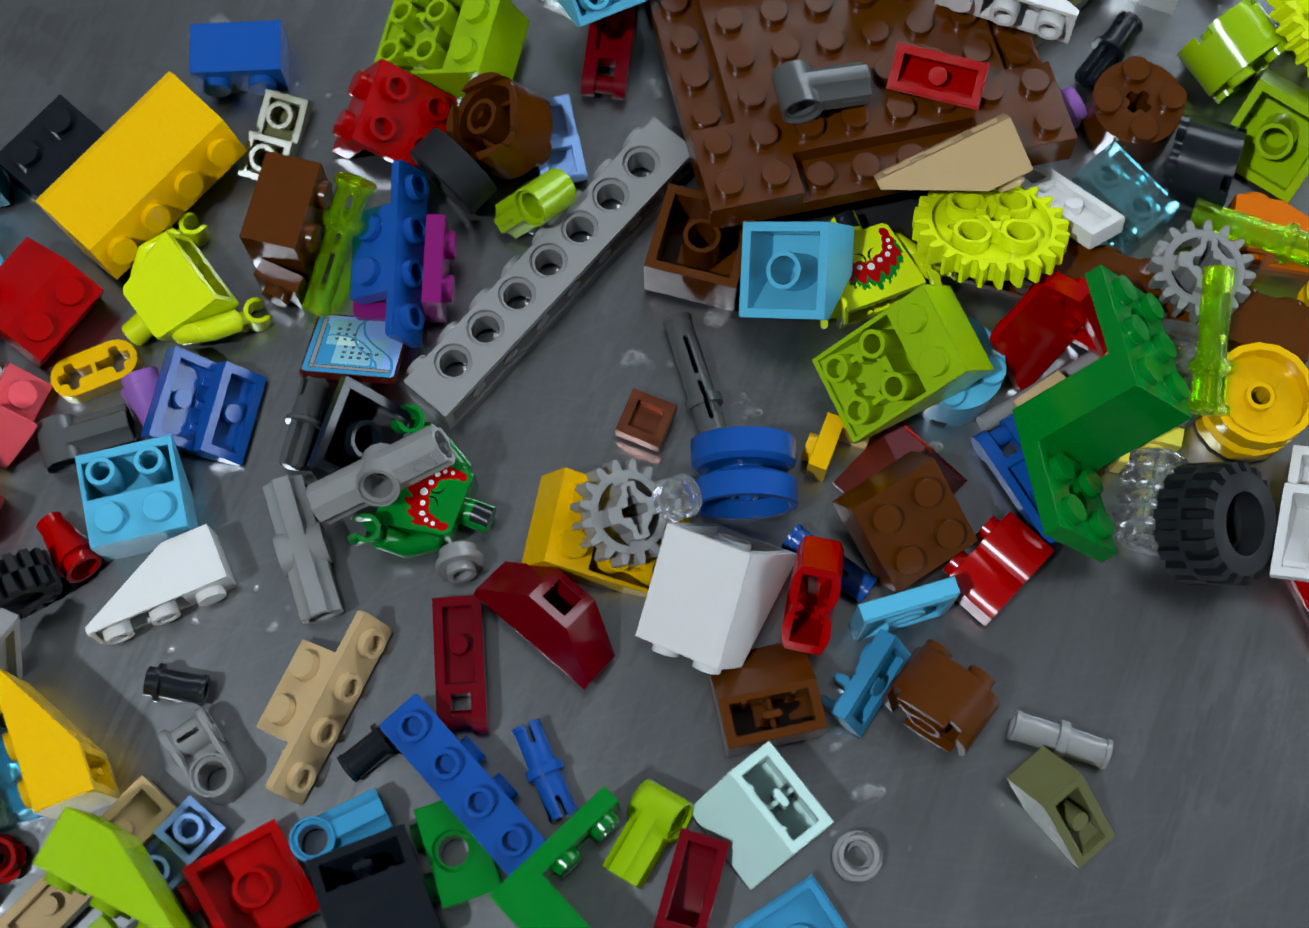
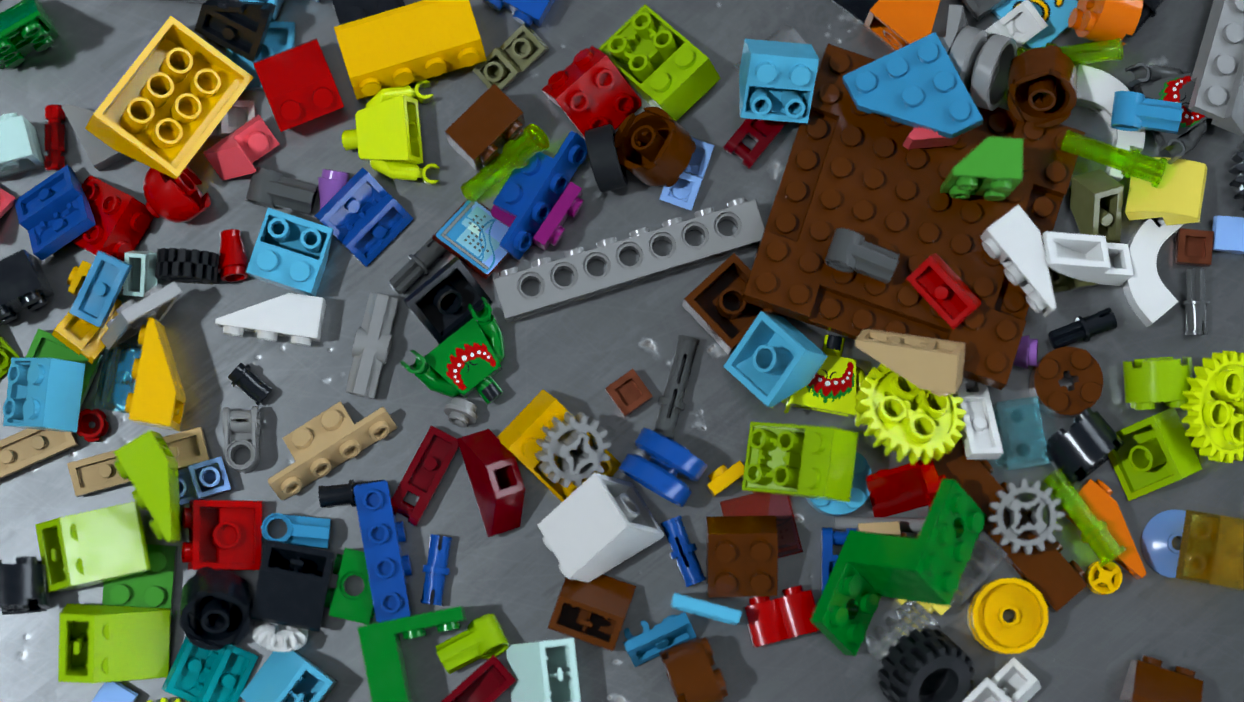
camera: 30 degrees right, 10 degrees up
(96, 370) = (312, 142): yellow beam -> none
(280, 284) = (455, 165): reddish brown plate -> none
(401, 462) = (442, 336): light grey piece -> none
(535, 203) = (643, 213): lime piece -> none
(677, 498) = (601, 464): clear bush -> none
(812, 595) = (656, 567): red brick -> none
(1211, 366) = (984, 580): clear neon green pin -> none

